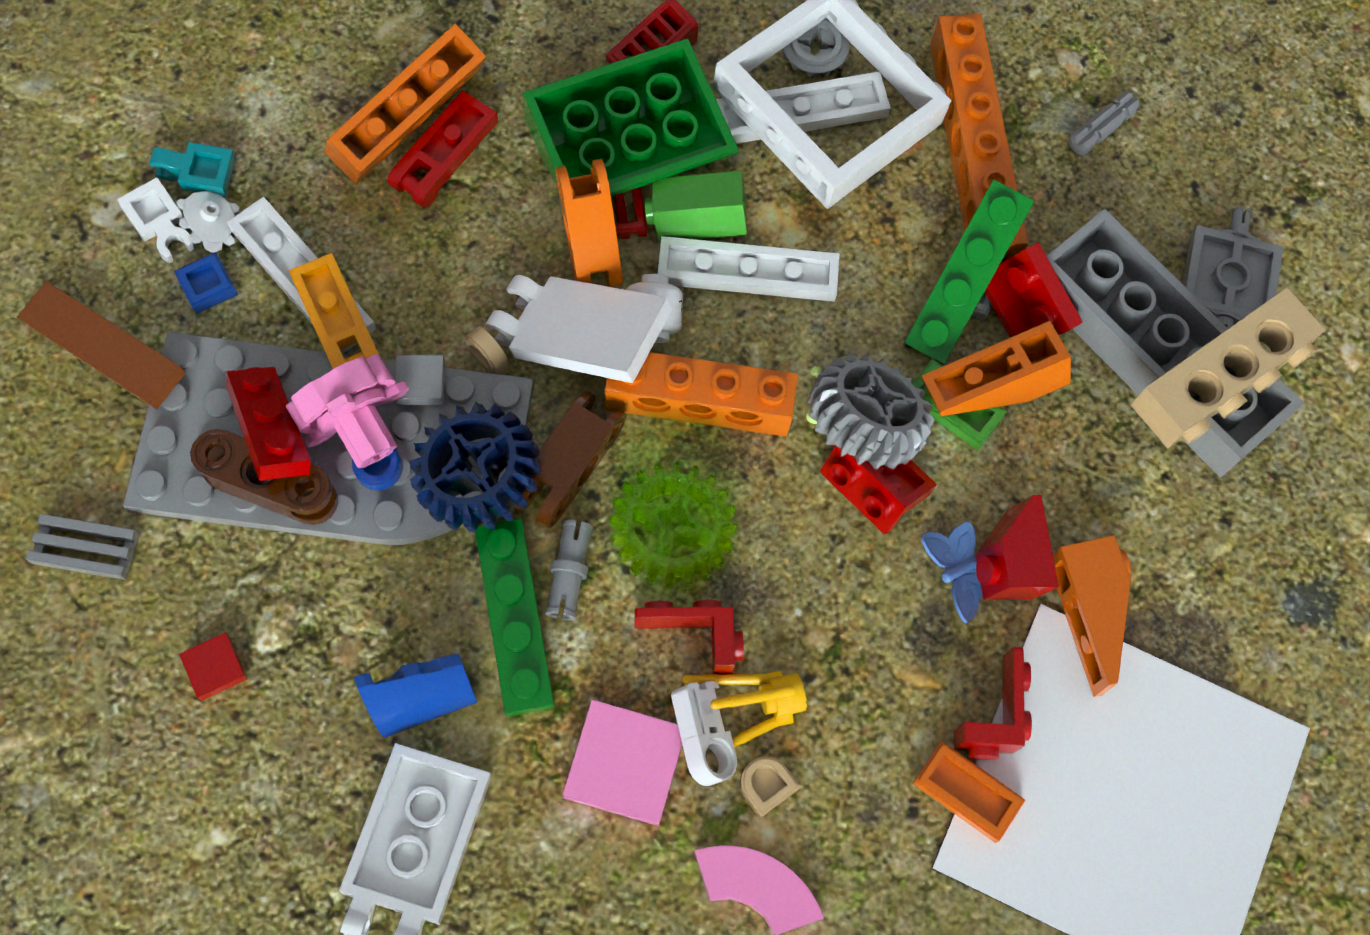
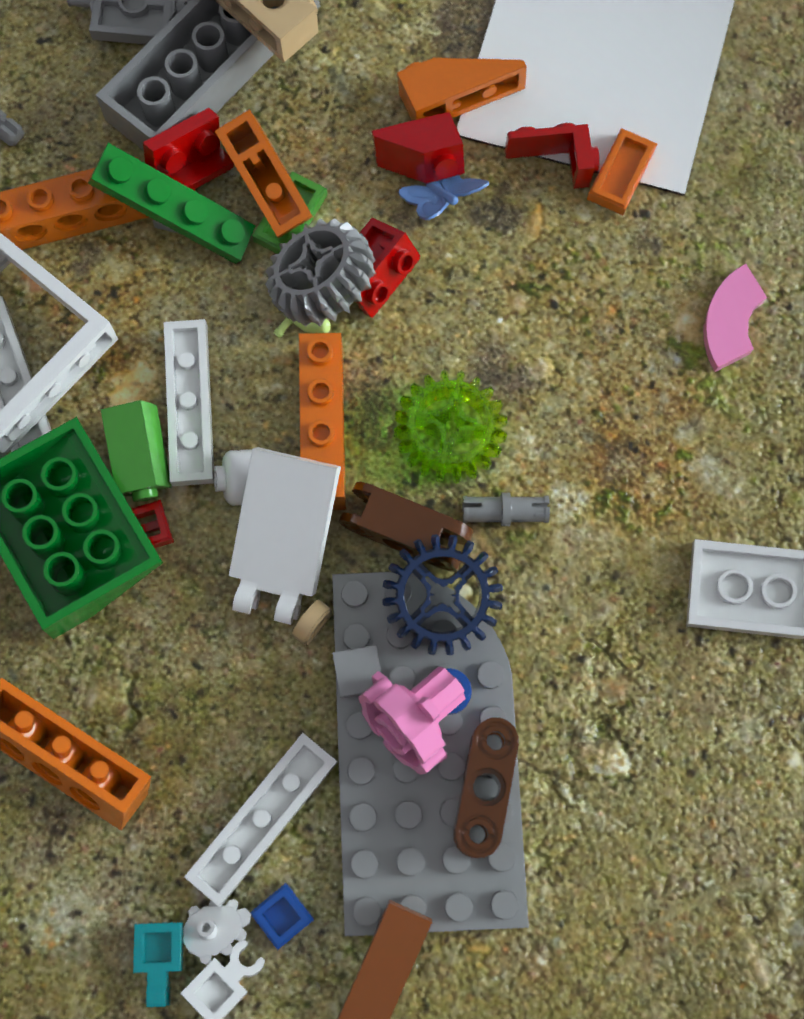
camera: 95 degrees left, 5 degrees up
(45, 538) = (573, 998): light grey tile -> none
(213, 666) = (656, 801): red tile -> none
(266, 423) = (438, 793): red plate -> none
(332, 309) = (310, 764): light orange plate -> none
(416, 693) = (639, 602): blue slope -> none
(443, 148) = (99, 710): red plate -> none
(514, 618) = (562, 546): green plate -> none
(590, 224) = (179, 538): orange piece -> none
(624, 763) = (658, 435): bright pink tile -> none
(703, 729) = (623, 373): white piece -> none
(726, 643) = (540, 369): red bracket -> none
(767, 784) = (650, 323): tan tile -> none
(777, 693) = (581, 321): yellow plant -> none

